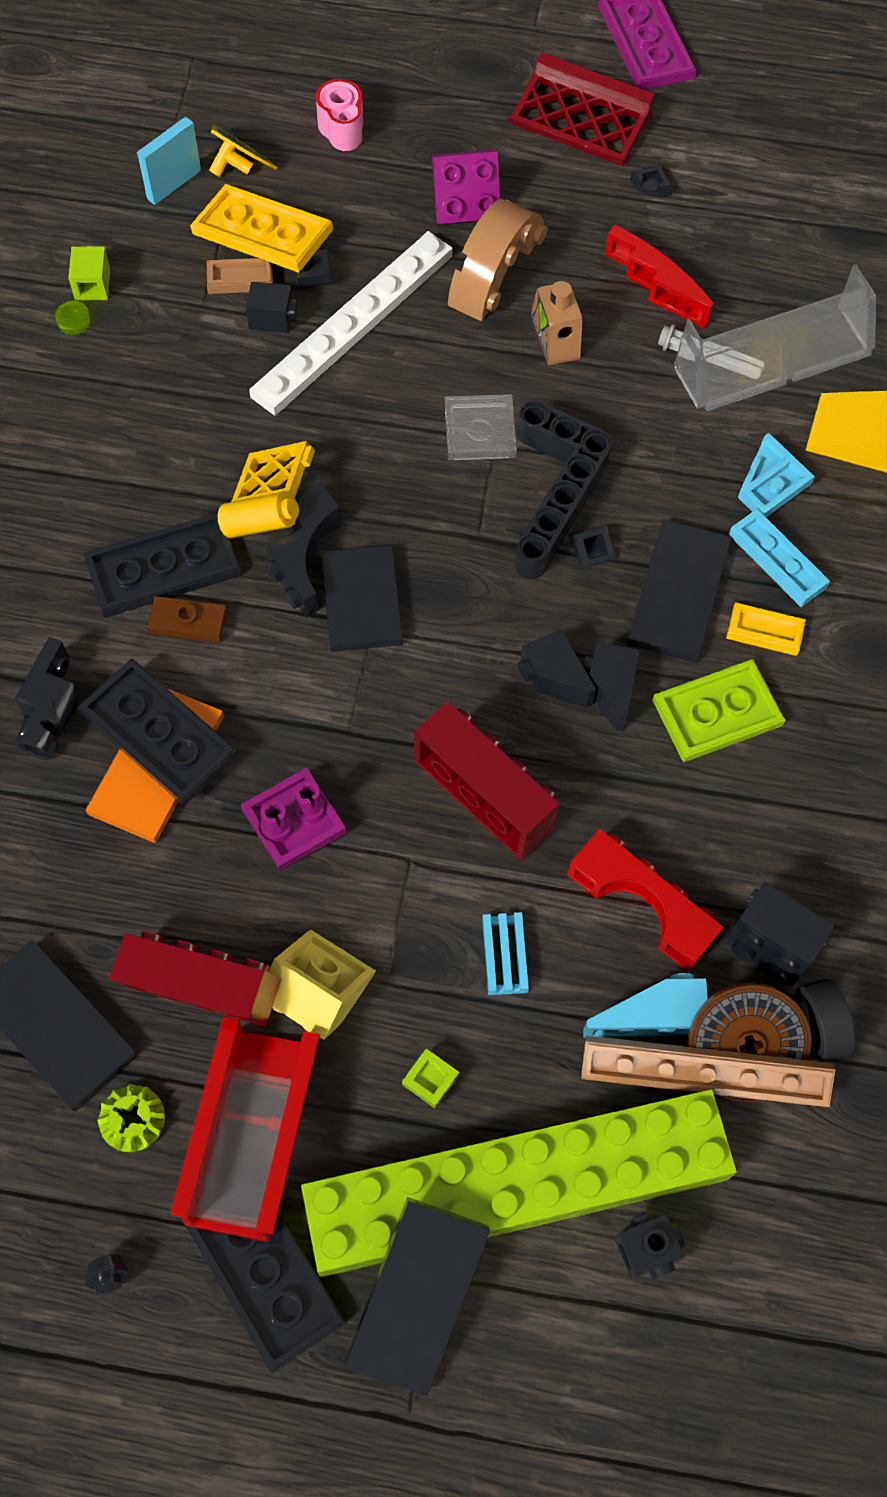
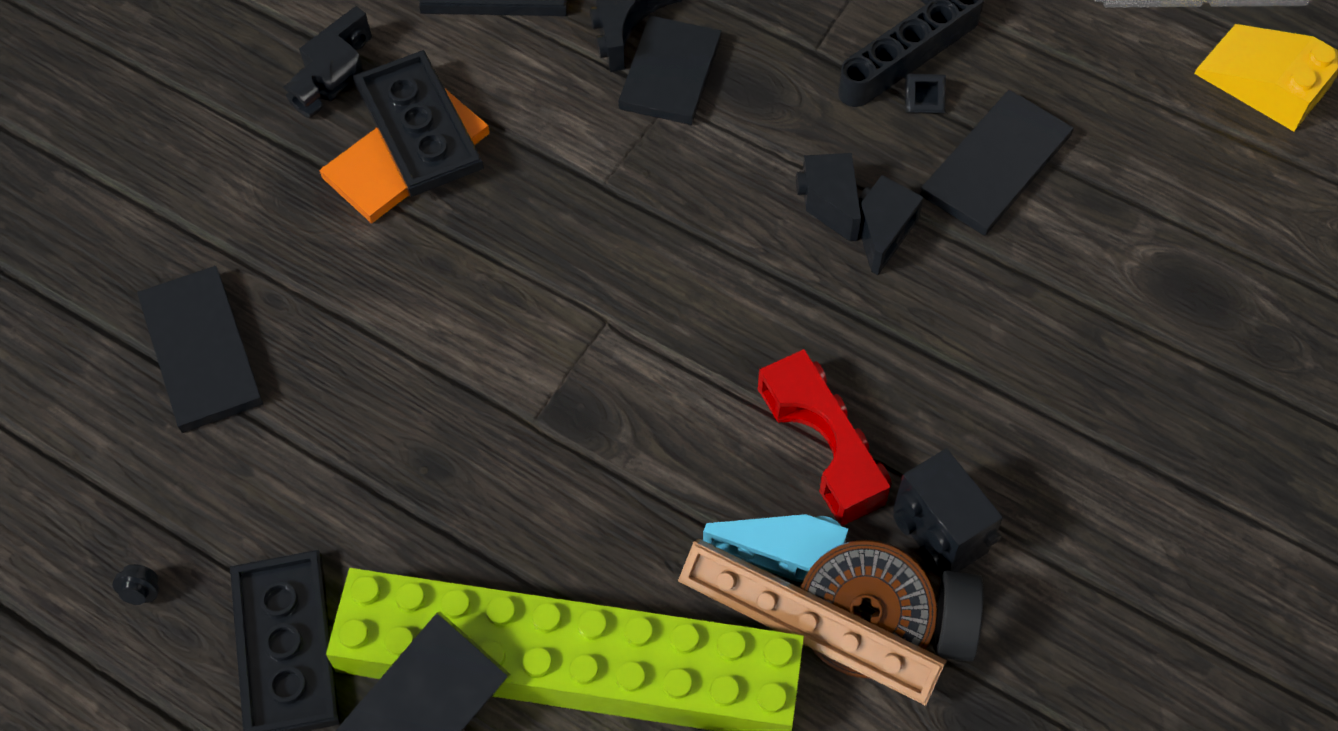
camera: 25 degrees right, 5 degrees down
(136, 1136) = (227, 474): lime gear -> none
(187, 619) = (495, 36): reddish brown plate -> none
(196, 978) = (343, 346): dark red brick -> none
(245, 1132) = (321, 503): piece -> none
(293, 819) = (508, 243): magenta plate -> none
(318, 983) = (457, 396): light yellow slope -> none
(430, 1078) = (528, 525): lime plate -> none
(485, 780) = (709, 266): dark red brick -> none
(502, 921) = (668, 408): medium azure tile -> none
(718, 710) = (987, 287): lime tile -> none
(766, 629) = (1073, 227): yellow tile -> none
(773, 478) = (1144, 87): medium azure wing -> none
(779, 558) = (1117, 163): medium azure plate -> none

